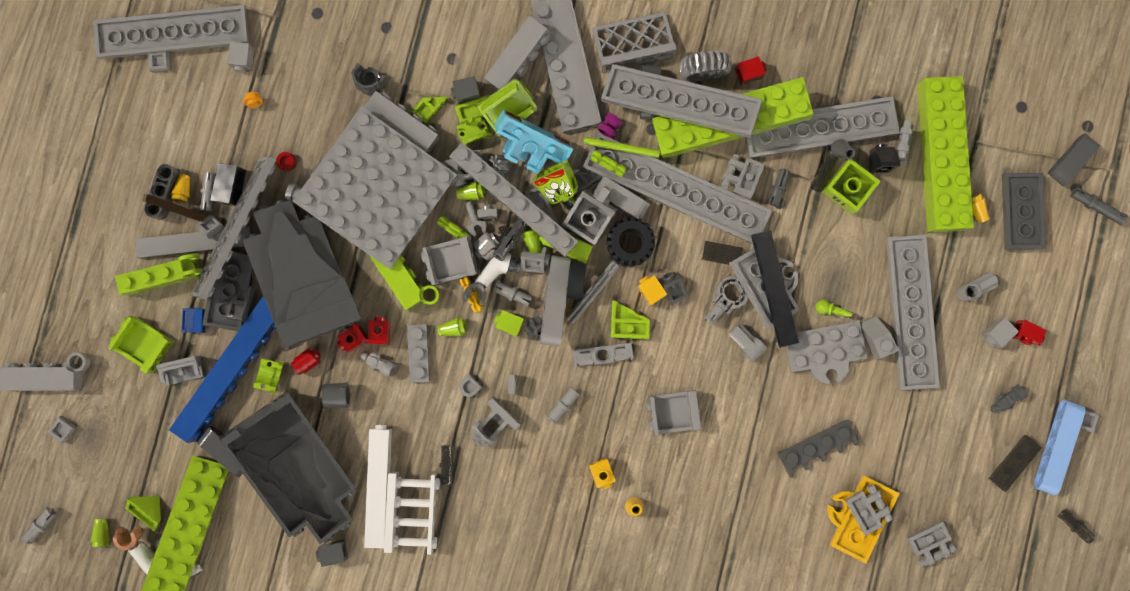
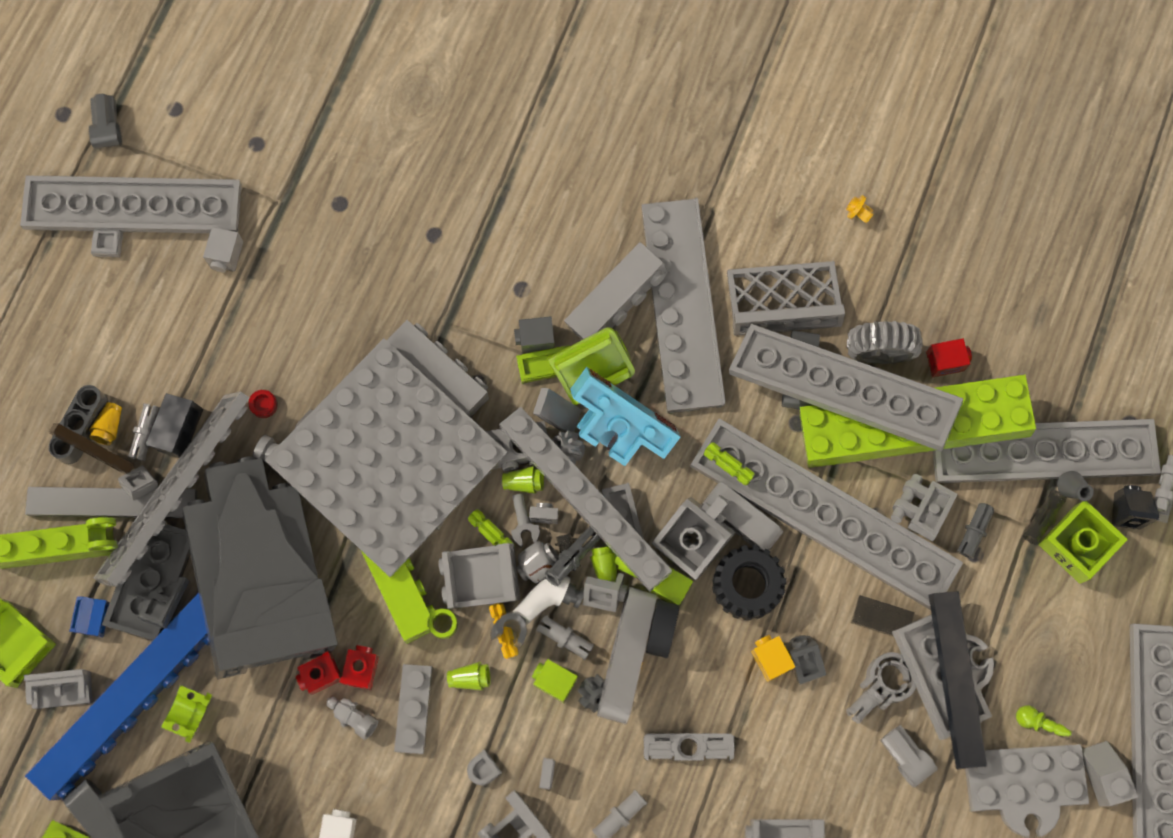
camera: 10 degrees right, 10 degrees down
(253, 100) = (230, 311): light orange plate -> none
(306, 361) = (245, 698): red brick -> none
(335, 395) = (281, 756): dark grey piece -> none
(368, 80) = (398, 303): dark grey hair -> none
(429, 107) = (479, 352): lime tile -> none
(473, 131) = (531, 390): lime piece -> none
(487, 141) = (556, 410): none -> light grey tile
(557, 184) = (652, 484): lime torso -> none
(585, 180) = (686, 485): dark grey tile -> none
(593, 291) = (684, 650): light grey axle -> none
(610, 125) = (737, 410): magenta wheel -> none
(621, 147) = (751, 443): lime bar -> none
(628, 323) = (732, 704): lime wing -> none

